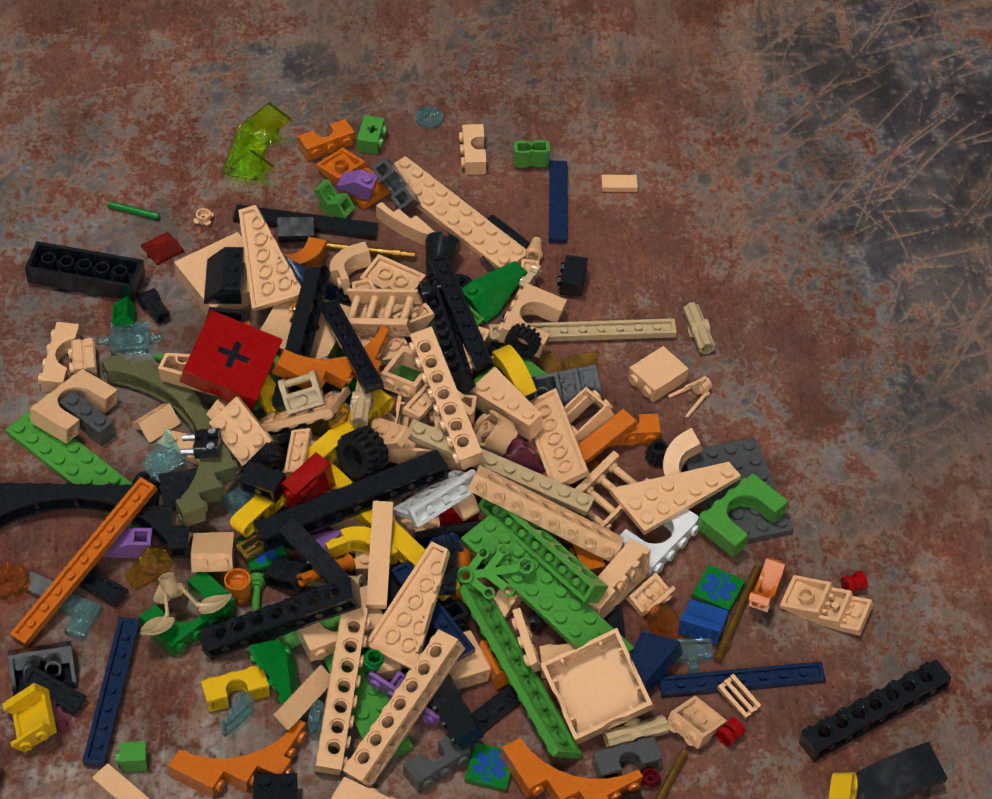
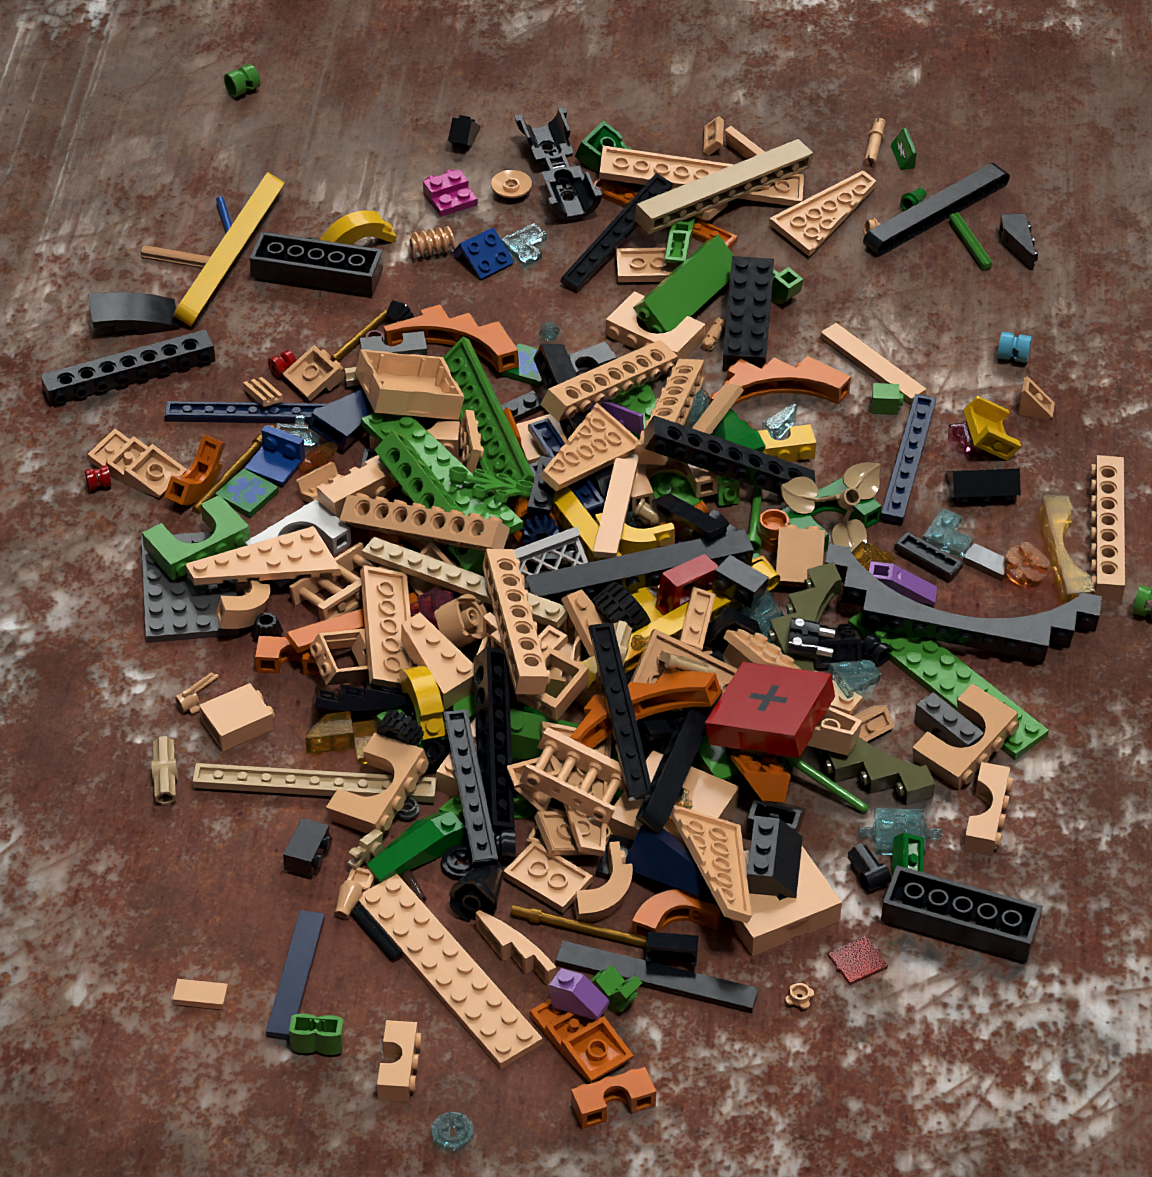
camera: 170 degrees left, 5 degrees down
(64, 695) = (971, 456): black plate -> none
(83, 356) = (957, 802): light nougat brick -> none
(83, 562) = (940, 553): orange plate -> none
(133, 210) = (898, 1019): green piece -> none
(251, 141) = (736, 1085): clear neon green windscreen -> none
(371, 135) = (545, 1100): bright green brick -> none
(372, 661) = (636, 419): green cone -> none
(395, 182) = (529, 999): dark grey arch -> none

